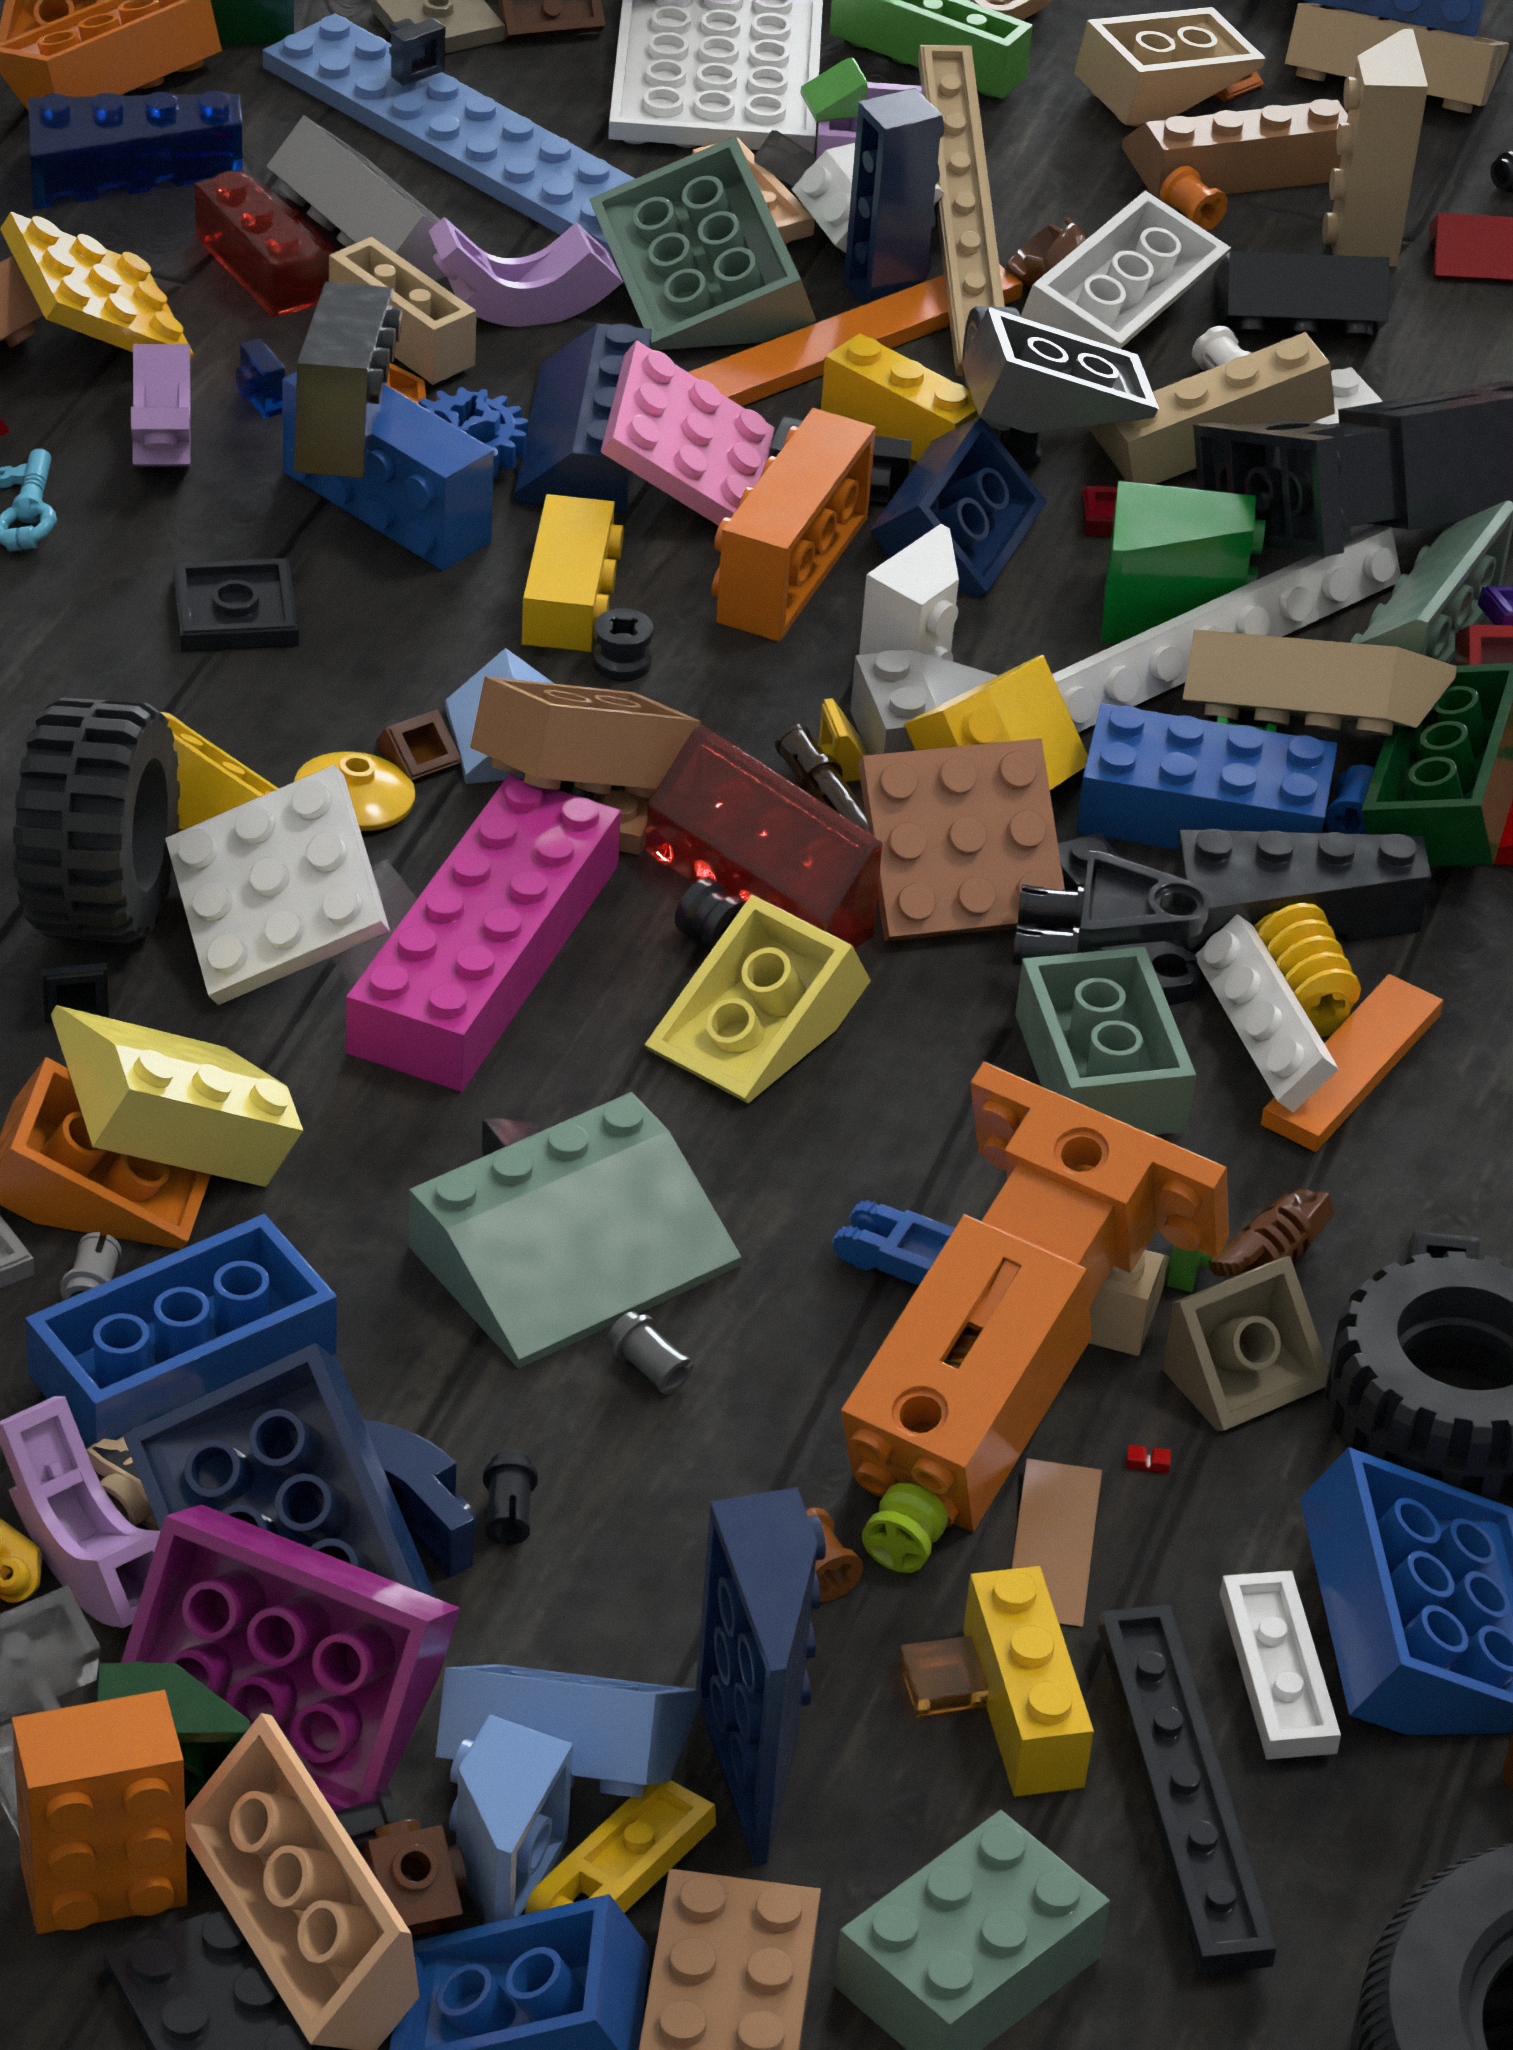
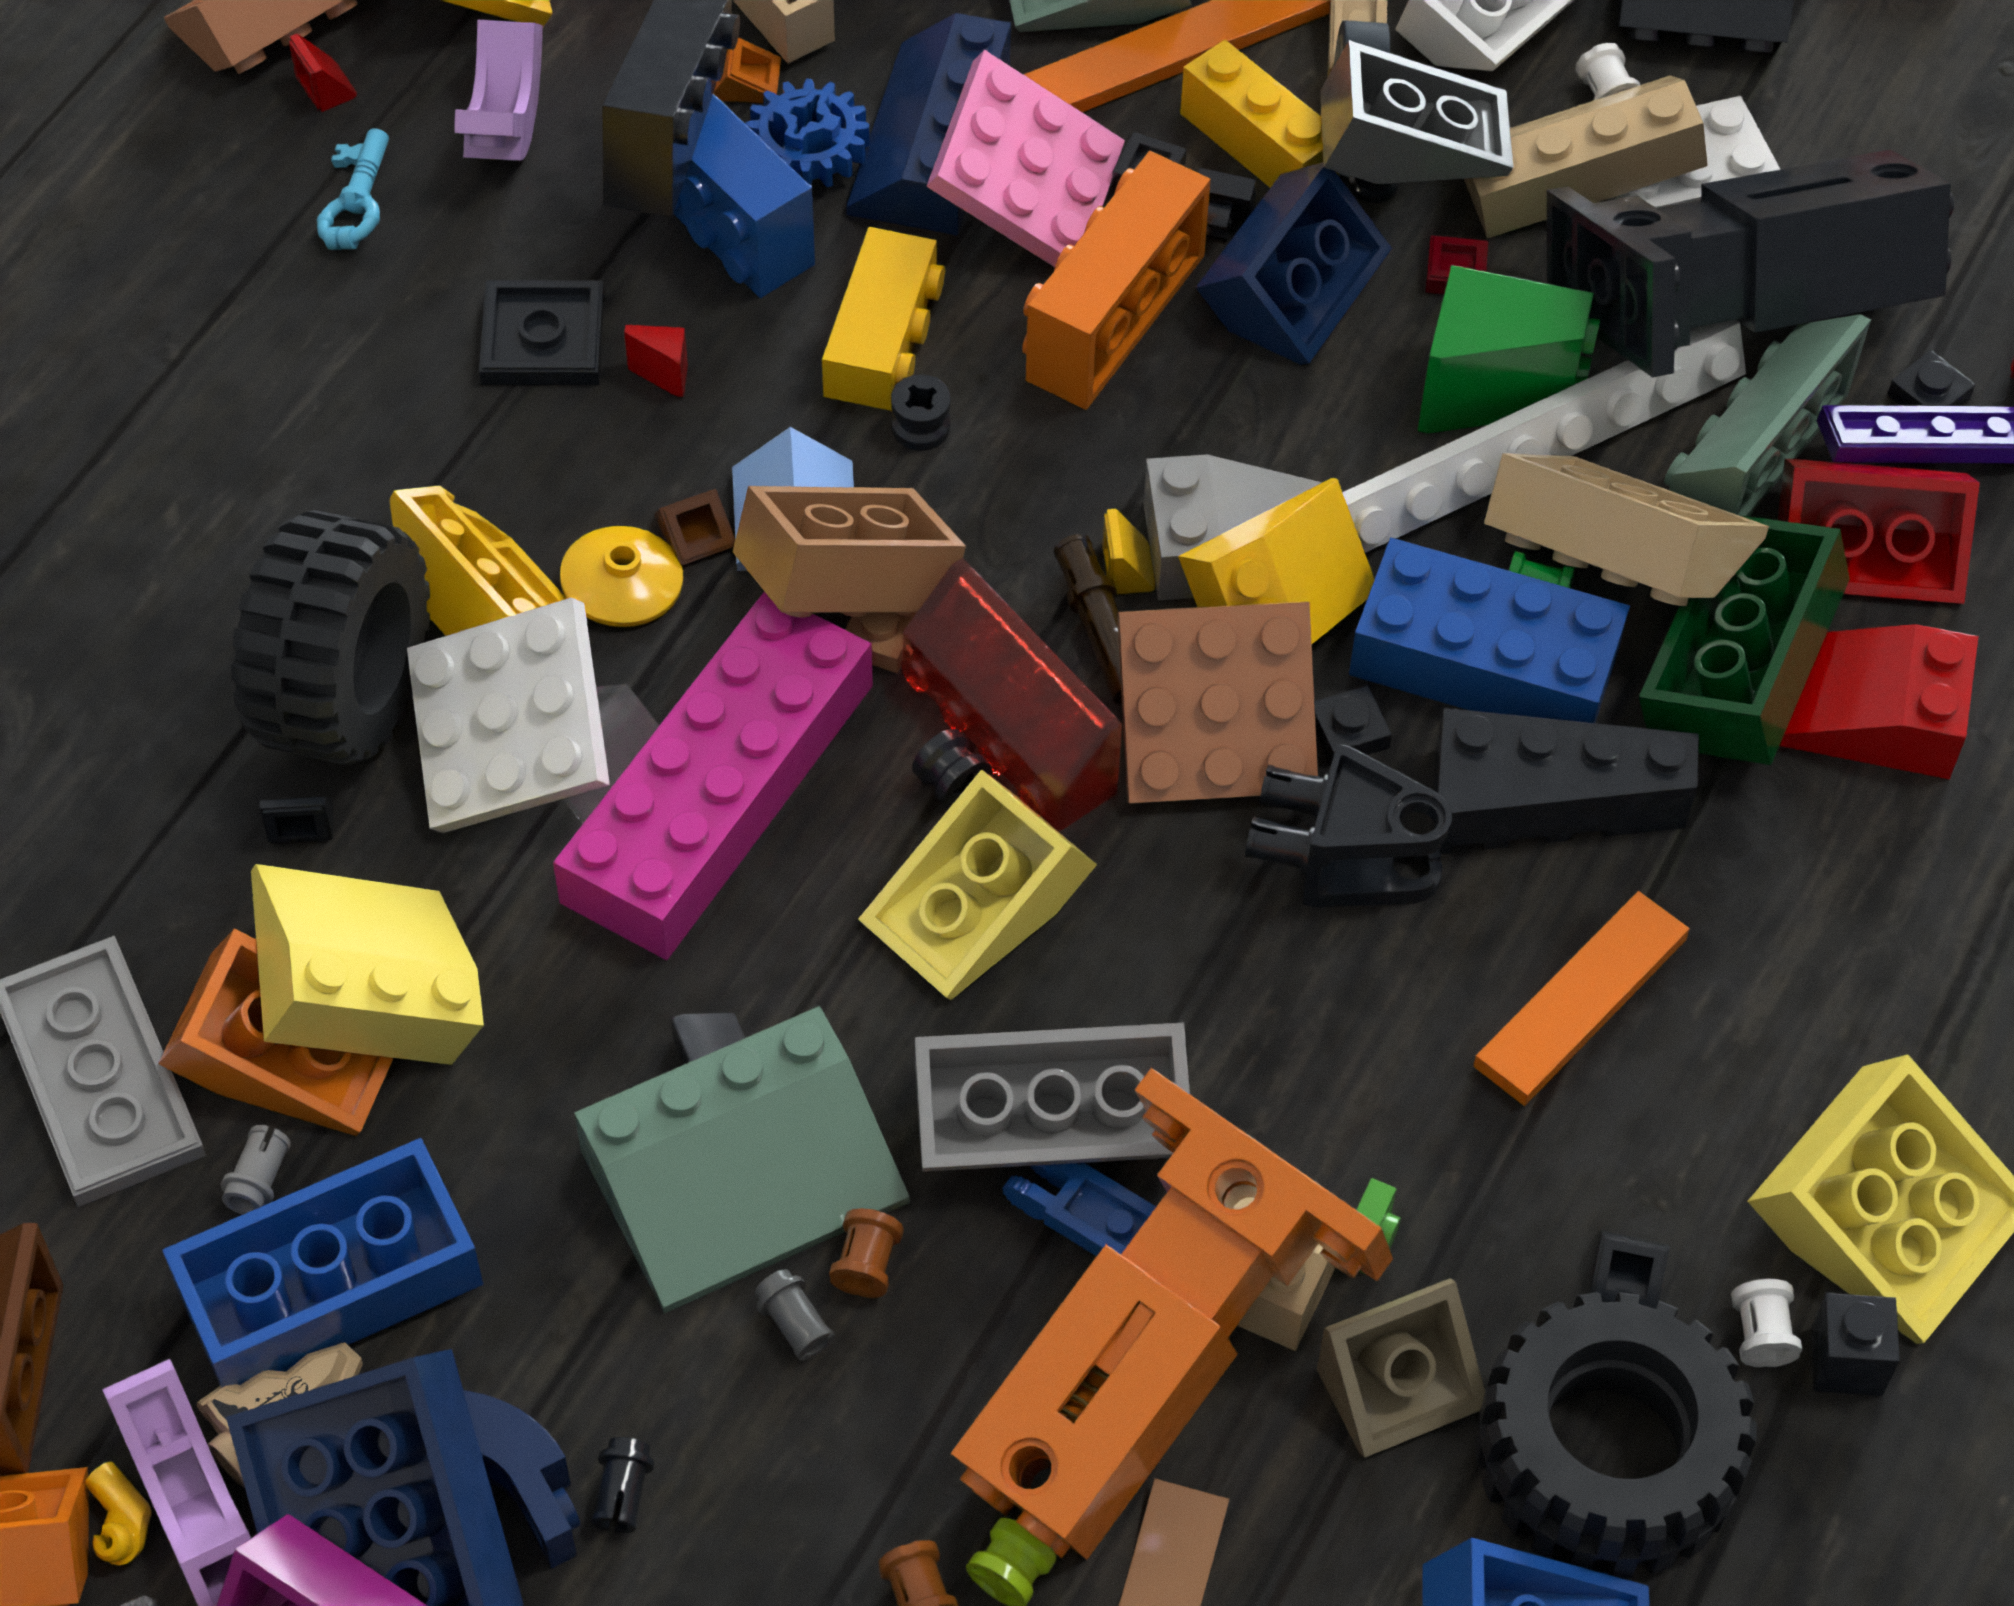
camera: 10 degrees right, 15 degrees up
(260, 377) = (609, 45): clear blue plate -> none
(356, 612) = (658, 355): none -> red slope
(712, 1288) = (866, 1252): none -> dark orange bush
(857, 1150) = (1041, 1095): none -> light grey slope
(913, 599) = (1216, 396): white slope -> none
(1107, 1037) = (1321, 971): sand green brick -> none
(1156, 1462) = (1285, 1488): red piece -> none
(1266, 1013) = (1496, 941): white plate -> none
(1279, 1231) = (1453, 1230): reddish brown hinge -> none
(1311, 964) = (1550, 883): yellow piece -> none
(1345, 812) = (1642, 649): blue bush -> none

